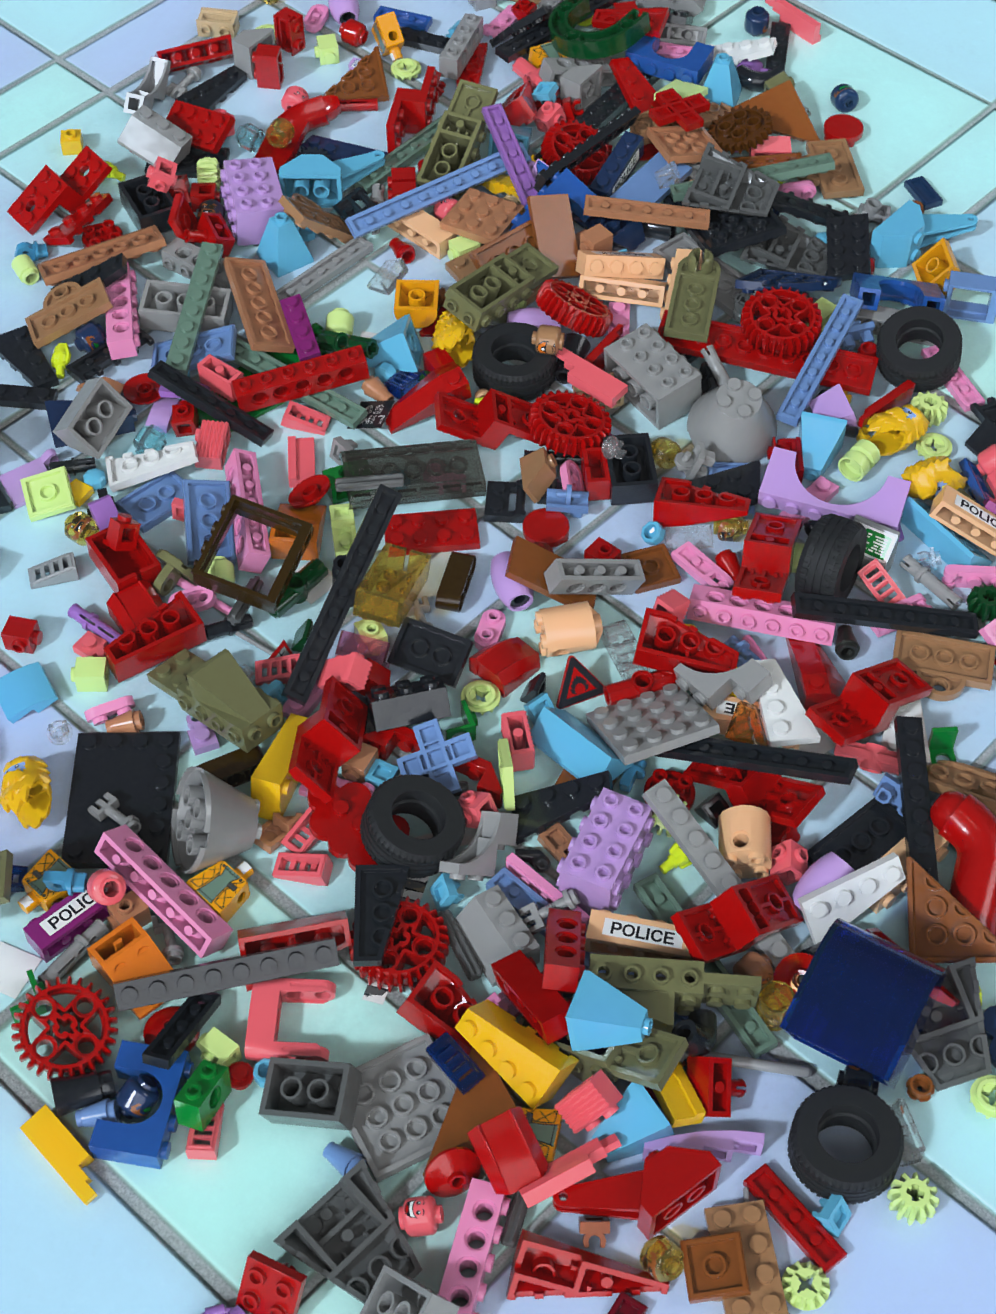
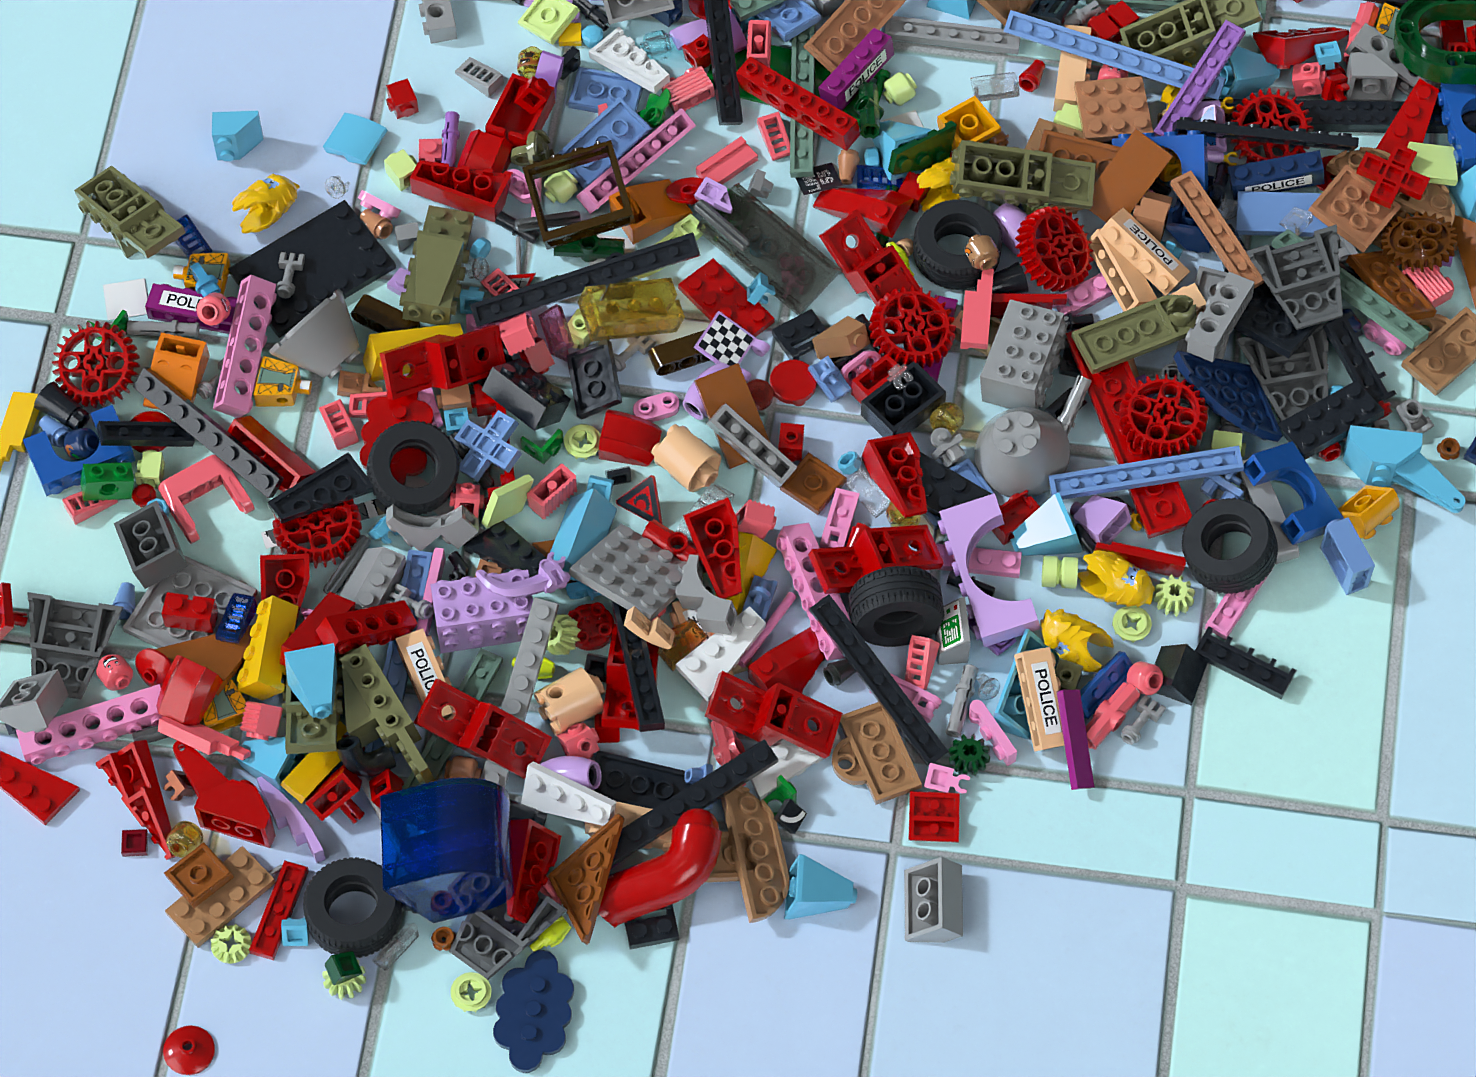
camera: 55 degrees right, 10 degrees up
(129, 906) = (216, 338): nougat brick -> none
(159, 705) = (406, 235): none -> light grey slope
(210, 468) = (655, 108): none -> green plate
(339, 468) = (714, 195): none -> lavender slope
(412, 1106) = (187, 614): none -> red piece
(418, 332) = (925, 152): none -> dark green wing
(444, 498) = (757, 288): none -> medium azure tile
(475, 545) = (729, 343): none -> flag
(625, 779) = (549, 579): none -> lavender piece
(726, 243) = (1220, 316): none -> light grey brick
(730, 1038) = (392, 781): none -> red brick
(731, 733) = (653, 632): none -> light nougat slope
(912, 1189) = (342, 967): none -> dark green slope
(965, 751) = (790, 816): none -> black tile

